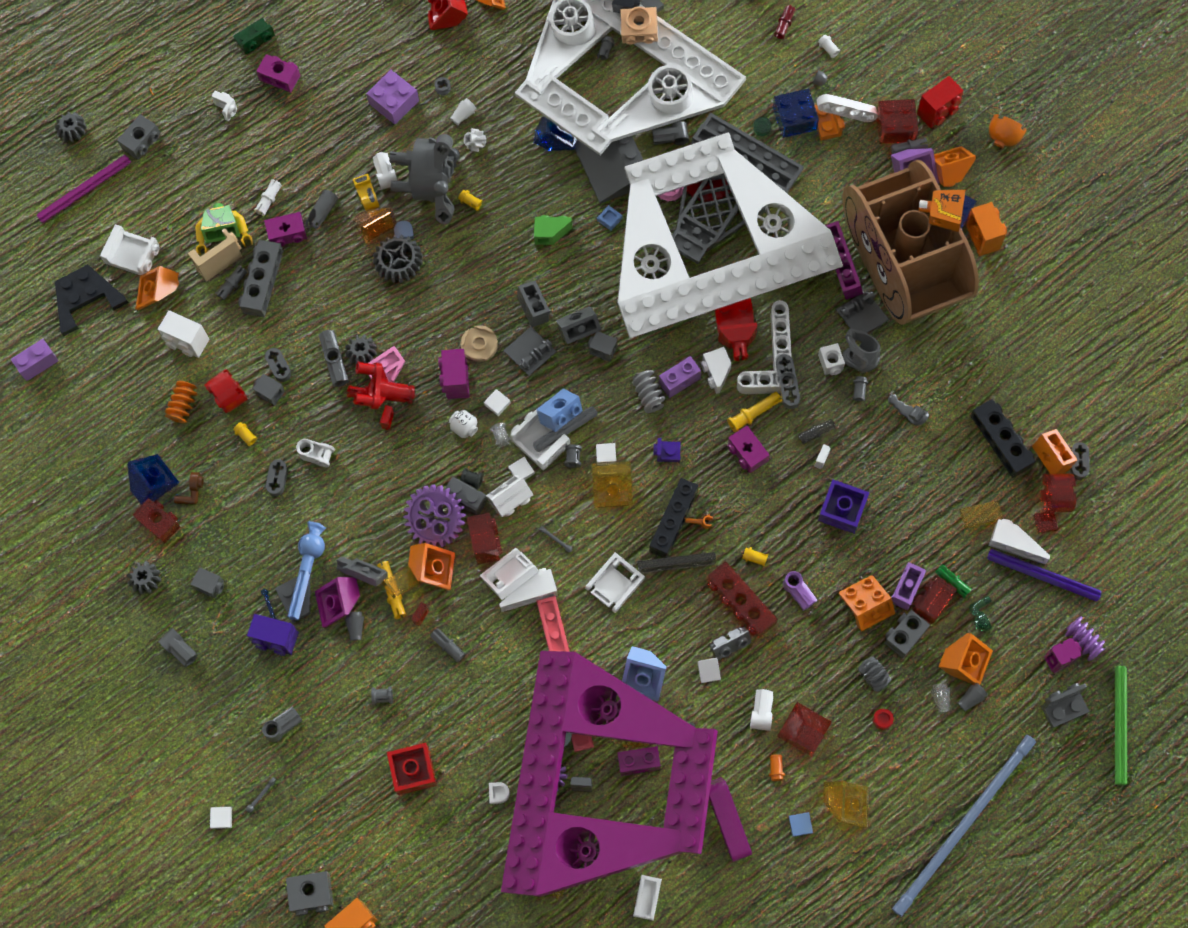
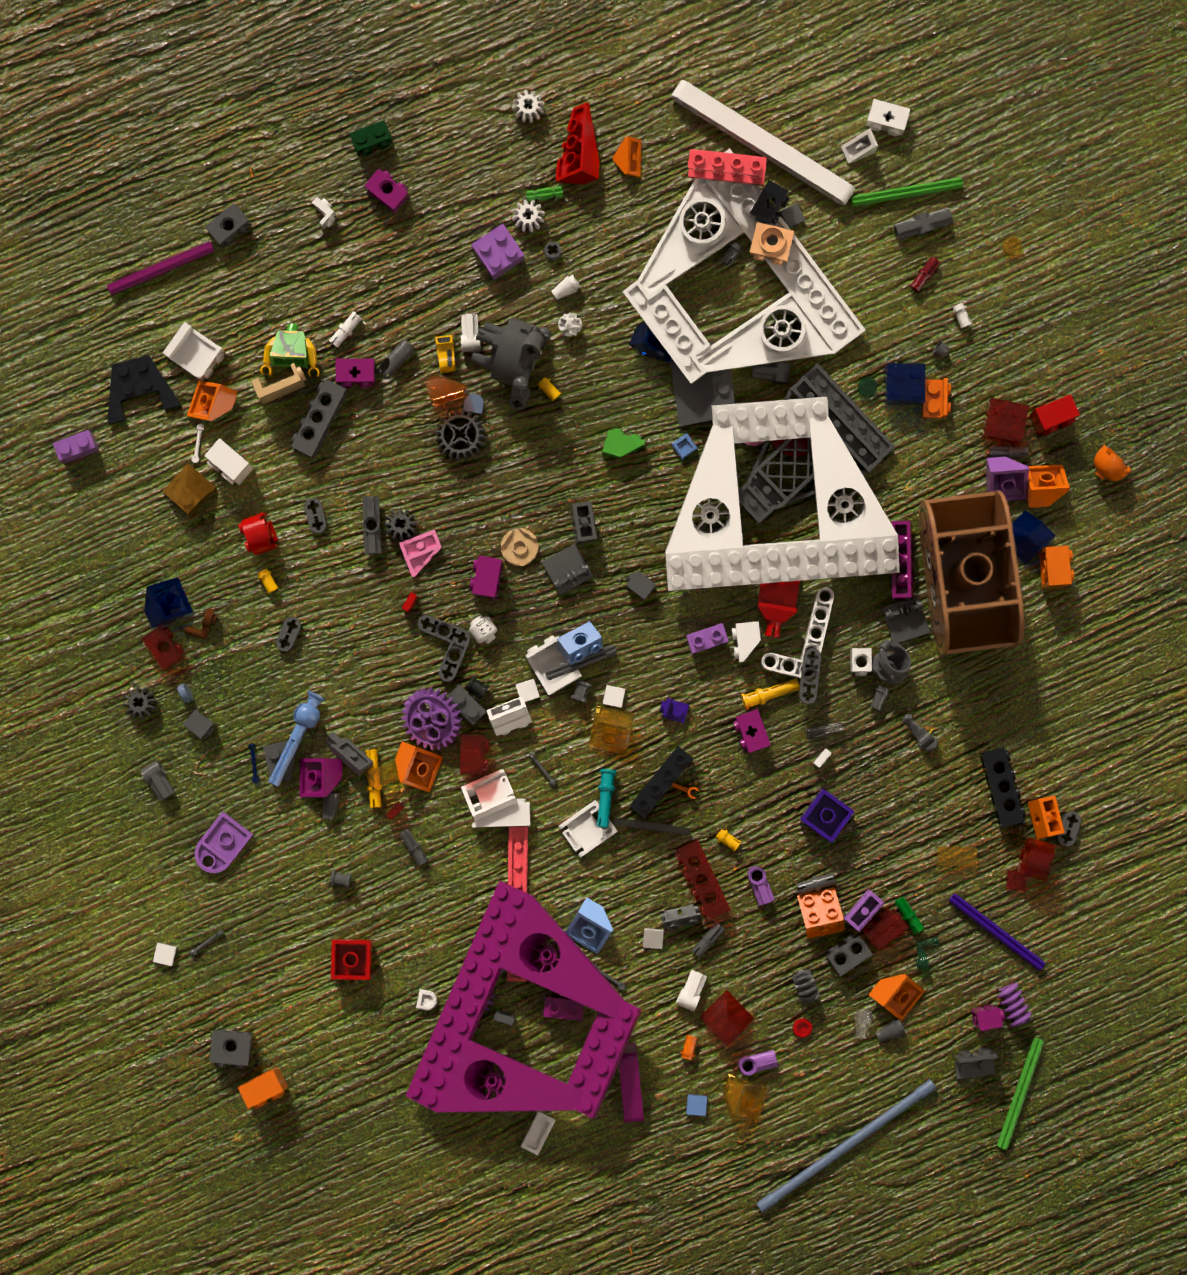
camera: 10 degrees right, 15 degrees up
(70, 127) = (158, 201): dark grey gear -> none
(151, 344) = (195, 459): none -> white hinge
(152, 373) = (189, 489): none -> pearl gold slope
(180, 401) = (212, 532): orange piece -> none
(187, 557) = (185, 693): none -> sand blue tile
(231, 282) = (288, 414): dark grey pin -> none
(256, 692) = (222, 842): none -> medium lavender tile
(268, 389) = (300, 540): dark grey brick -> none
(272, 635) = (250, 795): dark purple brick -> none
(283, 723) = (242, 882): dark grey piece -> none
(318, 454) = (333, 620): white piece -> none
(379, 388) = (407, 574): red wheel -> none
(412, 61) = (521, 212): none -> white gear
(422, 41) = (543, 194): none -> bright green axle
(439, 446) = (454, 644): none -> dark grey beam
(497, 402) = (521, 614): white tile -> none
(500, 434) = (516, 650): clear bush -> none
(578, 325) = (622, 557): dark grey brick -> none
(623, 538) = (606, 789): none -> teal pin
(648, 392) = (672, 645): light grey piece -> none
(764, 657) = (708, 940): none -> dark grey axle
(847, 108) = (957, 397): white beam -> none
(850, 763) = (759, 1062): none -> medium lavender piece
(853, 575) = (816, 883): none -> dark grey pin
(945, 208) = (1010, 565): orange torso -> none
(1014, 540) = (979, 891): white slope -> none

